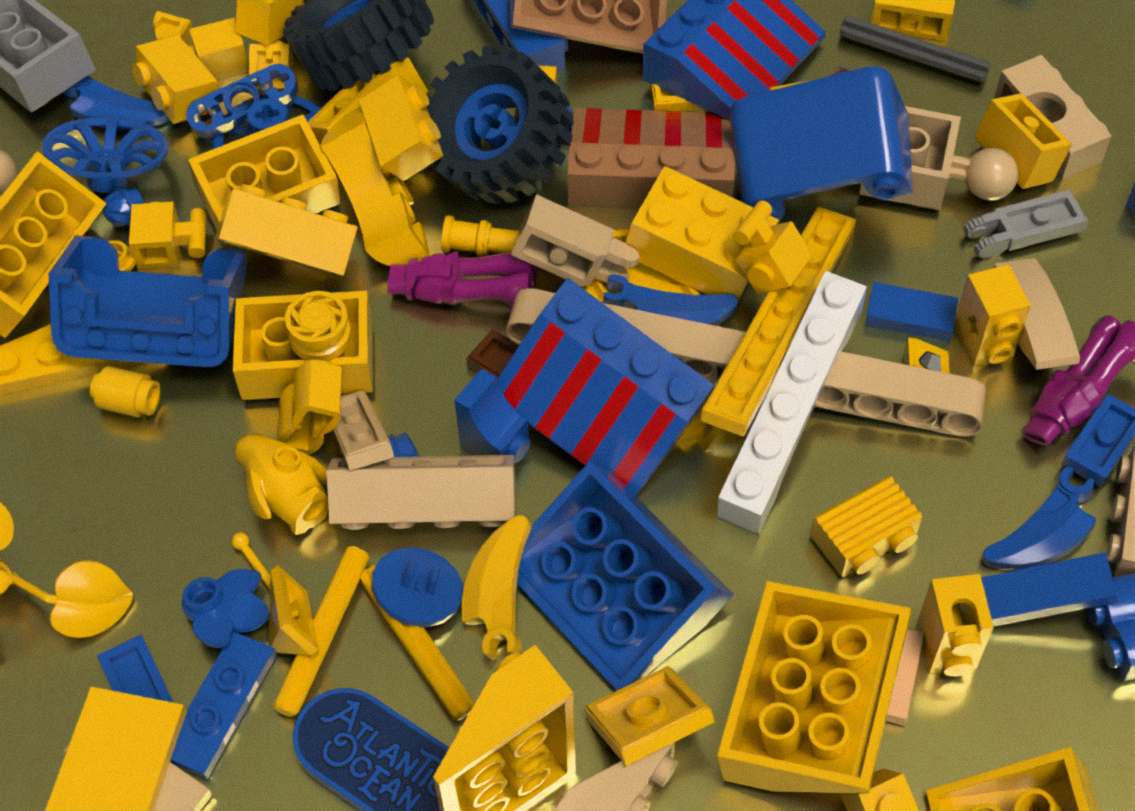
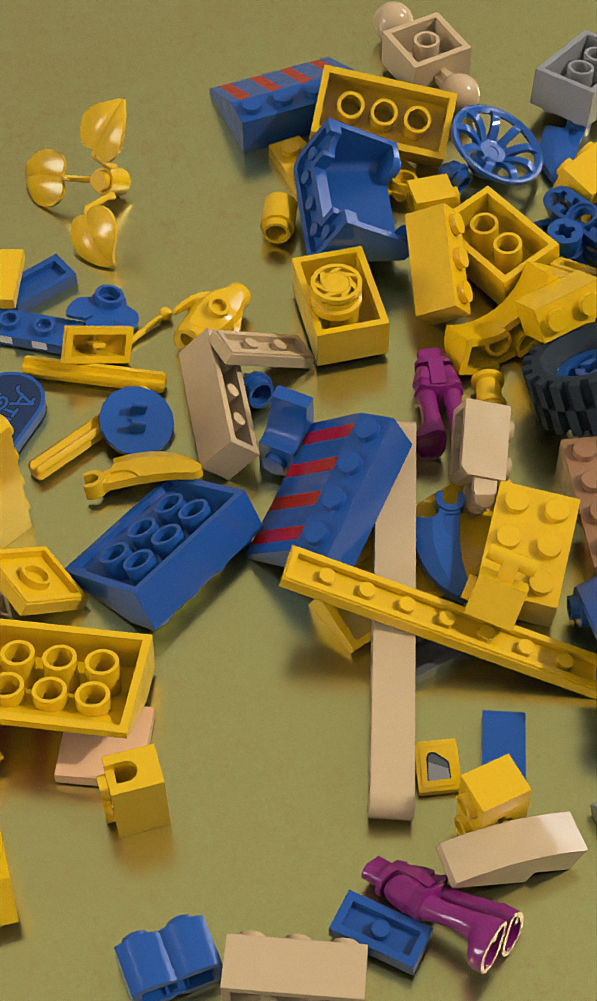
camera: 80 degrees right, 5 degrees down
(310, 406) = (277, 312): yellow brick -> none
(789, 402) = (435, 652): white arch -> none
(866, 527) = (240, 726): yellow brick -> none
(1049, 589) = (188, 870): blue tile -> none
(1050, 532) = (271, 891): blue piece -> none

